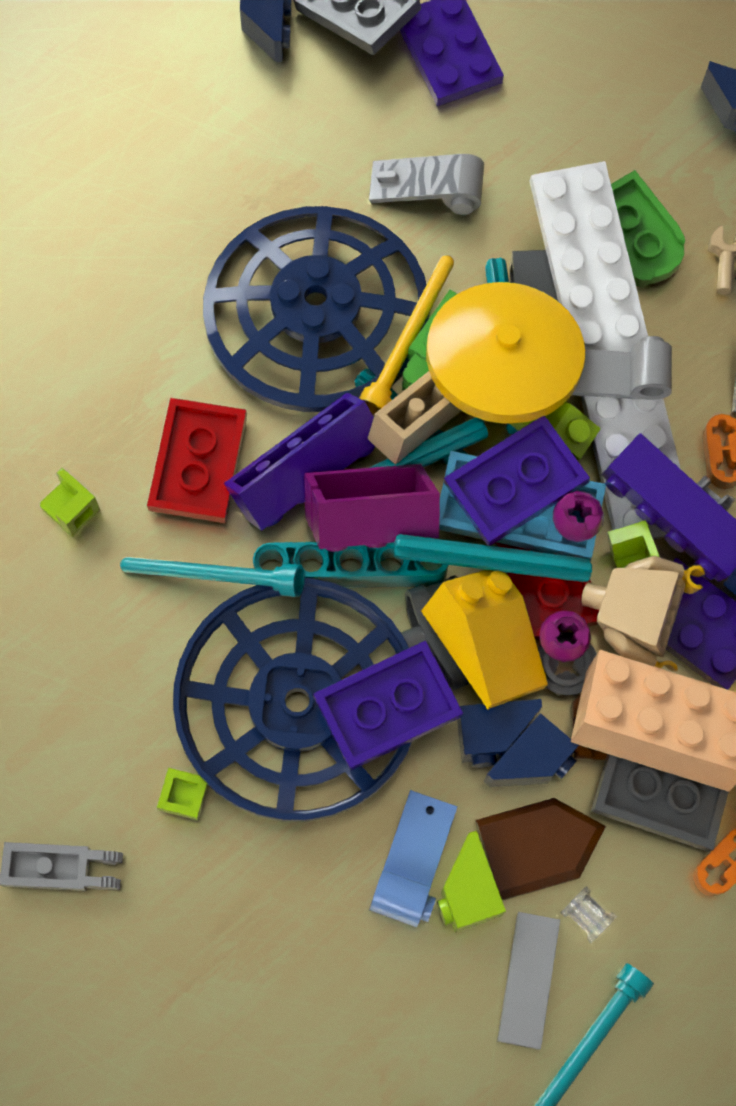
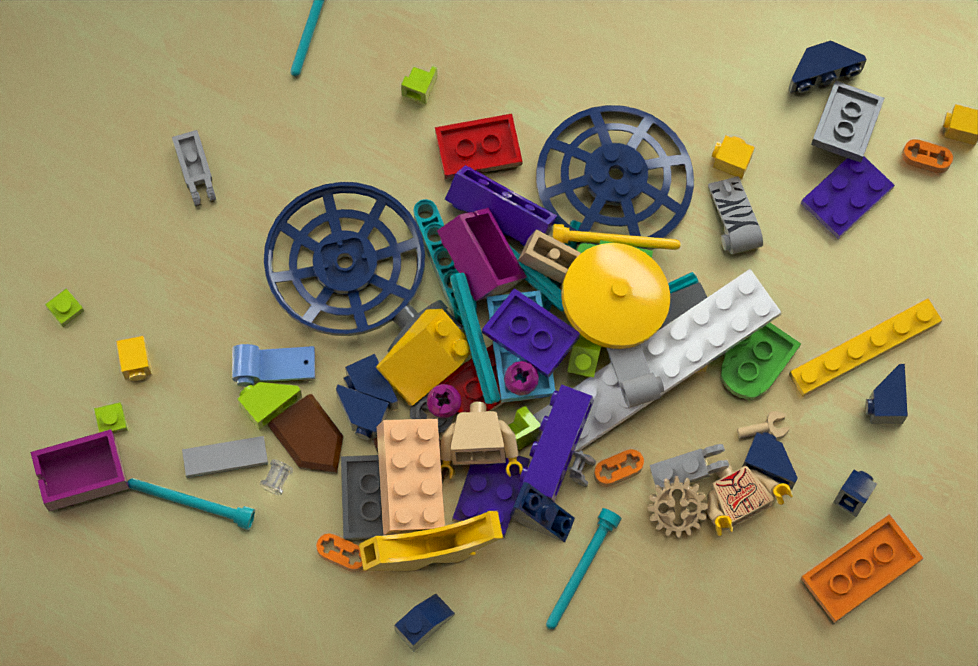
camera: 70 degrees right, 0 degrees up
(182, 794) = (262, 217): lime plate -> none
(286, 579) = (413, 222): teal piece -> none
(331, 1065) = (134, 358): none -> yellow brick
(347, 152) = (732, 156): none -> yellow brick
(387, 705) = (356, 308): dark purple plate -> none
(660, 106) = (865, 347): none -> yellow plate

